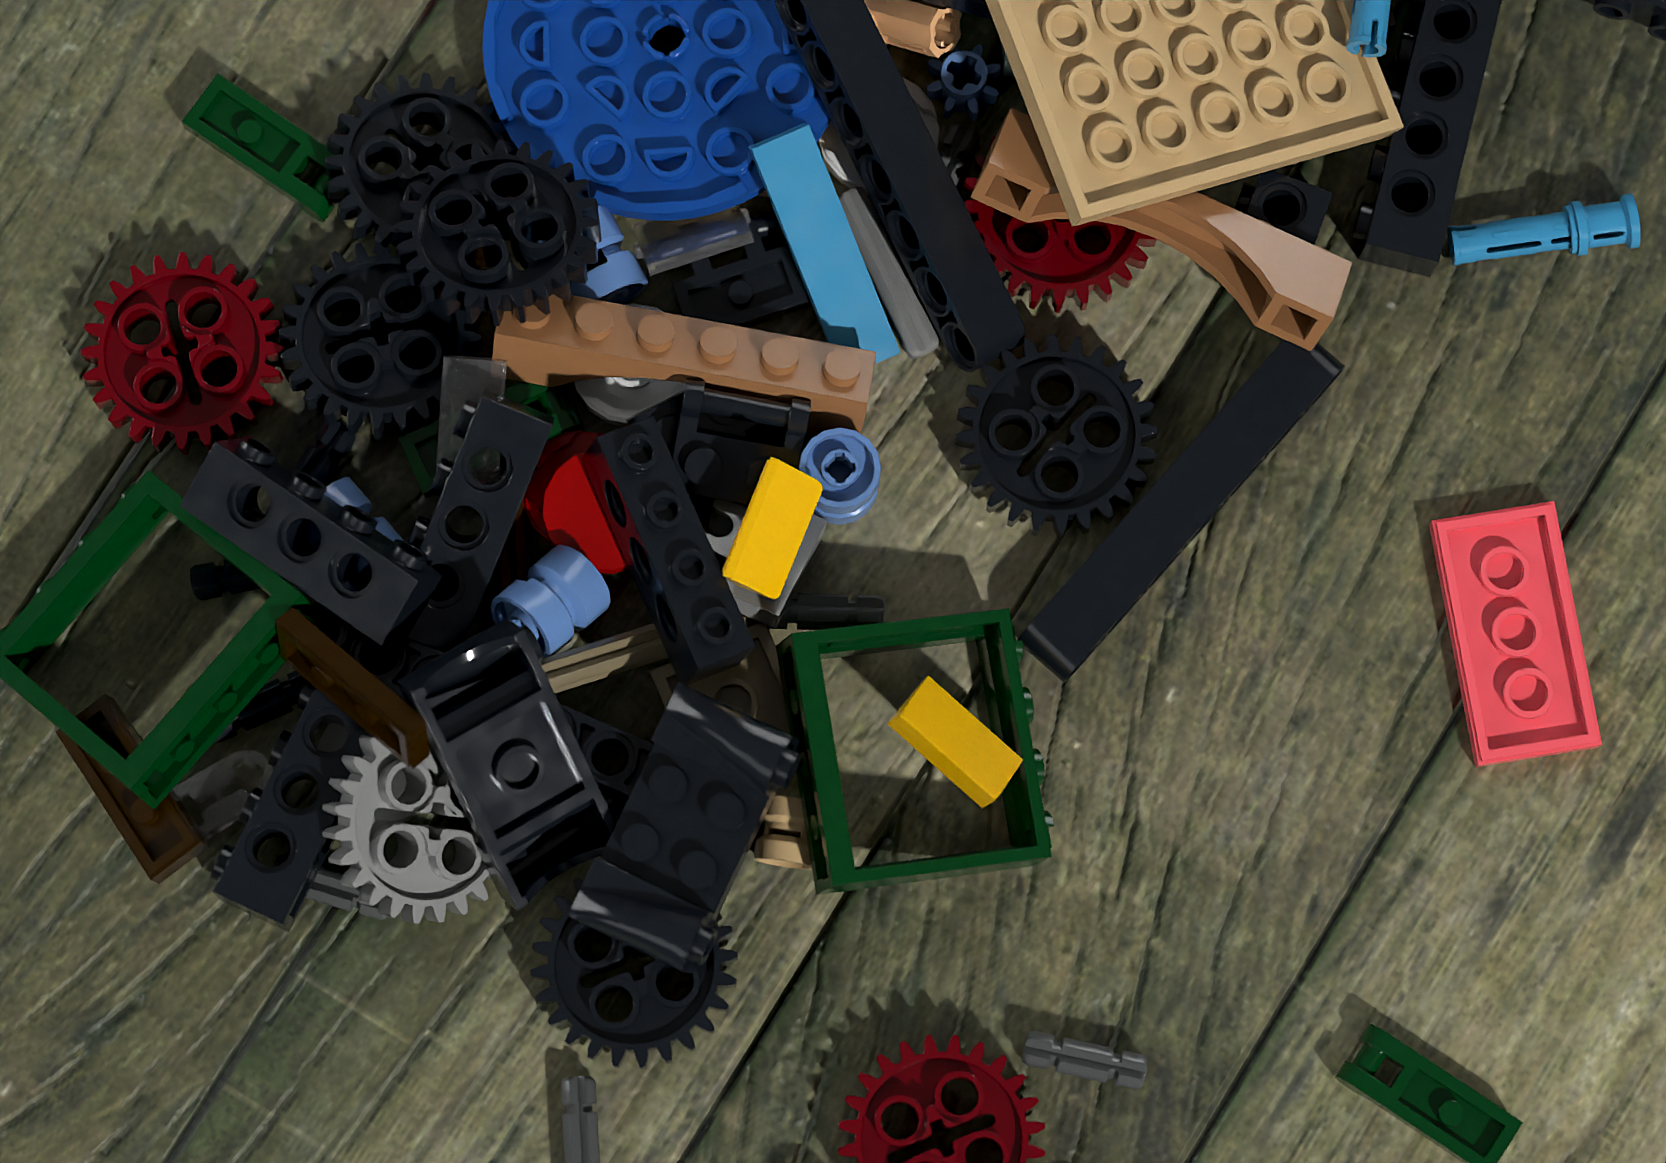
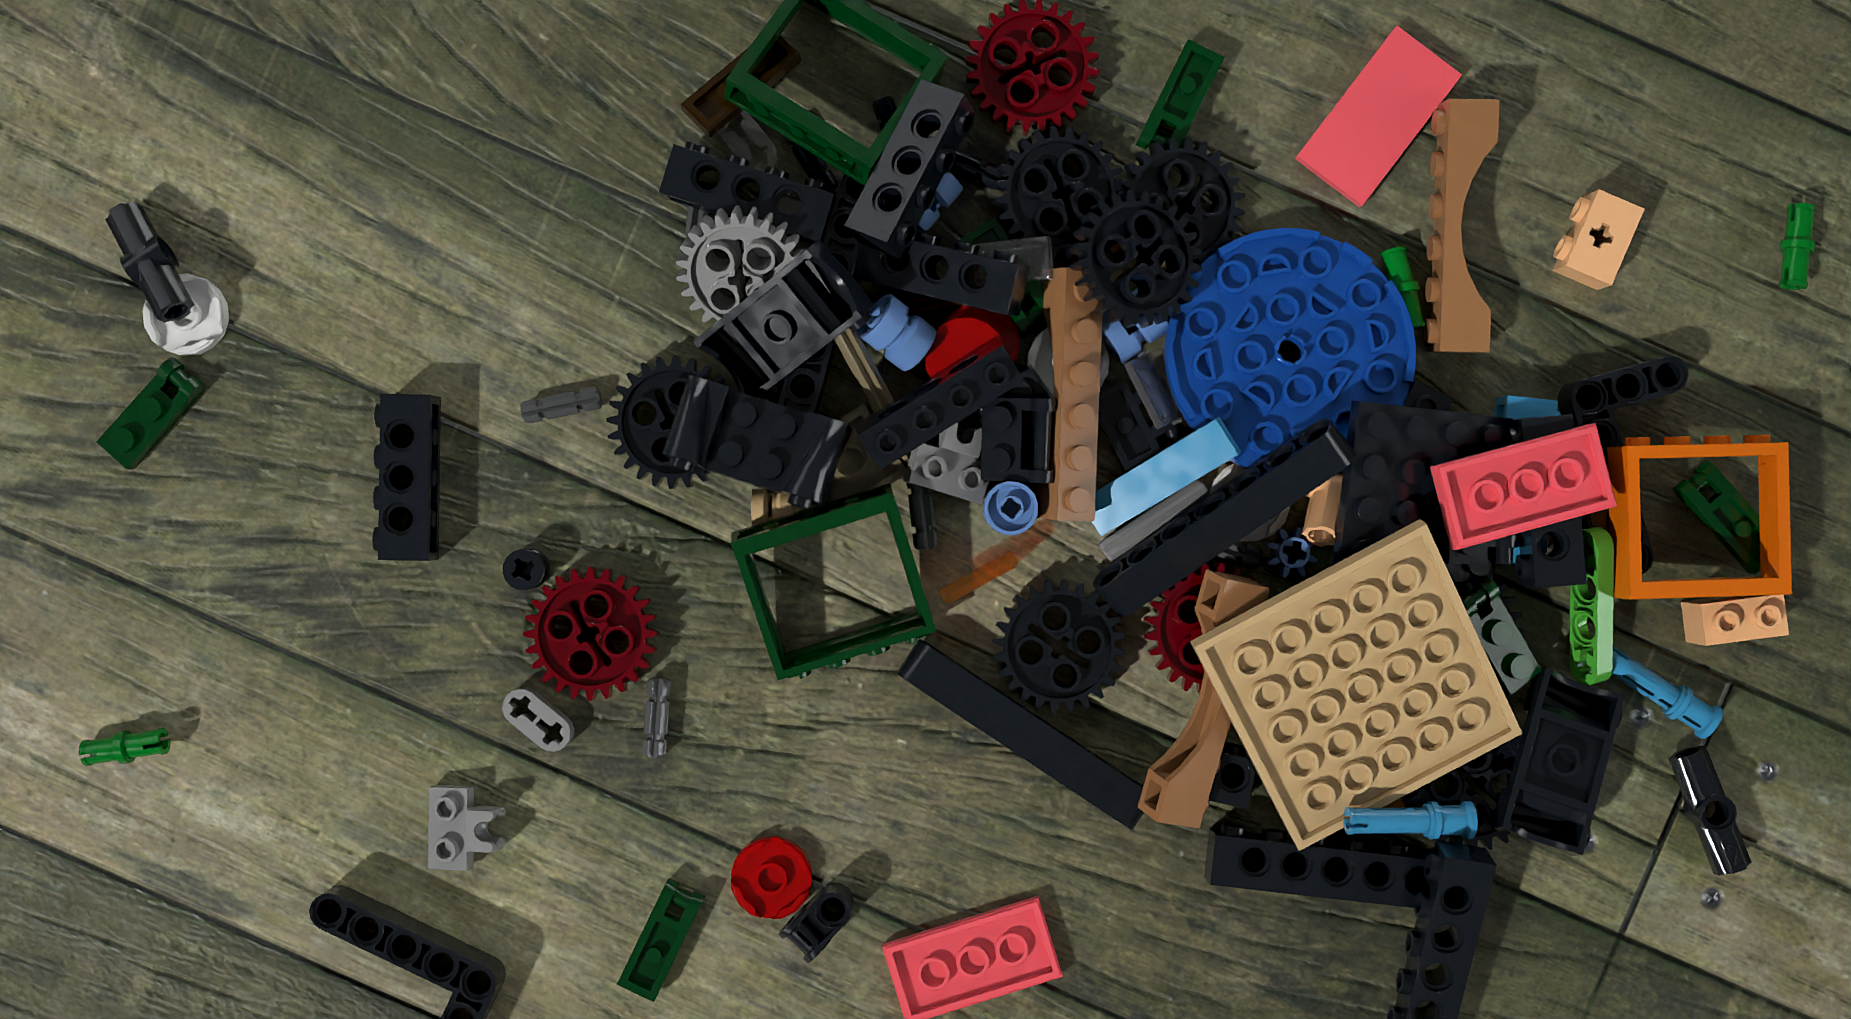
camera: 85 degrees right, 10 degrees up
(352, 688) = (812, 211): dark brown tile -> none
(772, 529) = (961, 470): yellow slope -> none
(936, 539) = (978, 577): none -> clear orange tile
(955, 742) = (839, 609): yellow slope -> none
(1353, 919) = (771, 877): none -> red tile
(1431, 856) = (814, 925): none -> black piece
(1572, 229) = (1247, 969): dark azure pin -> none

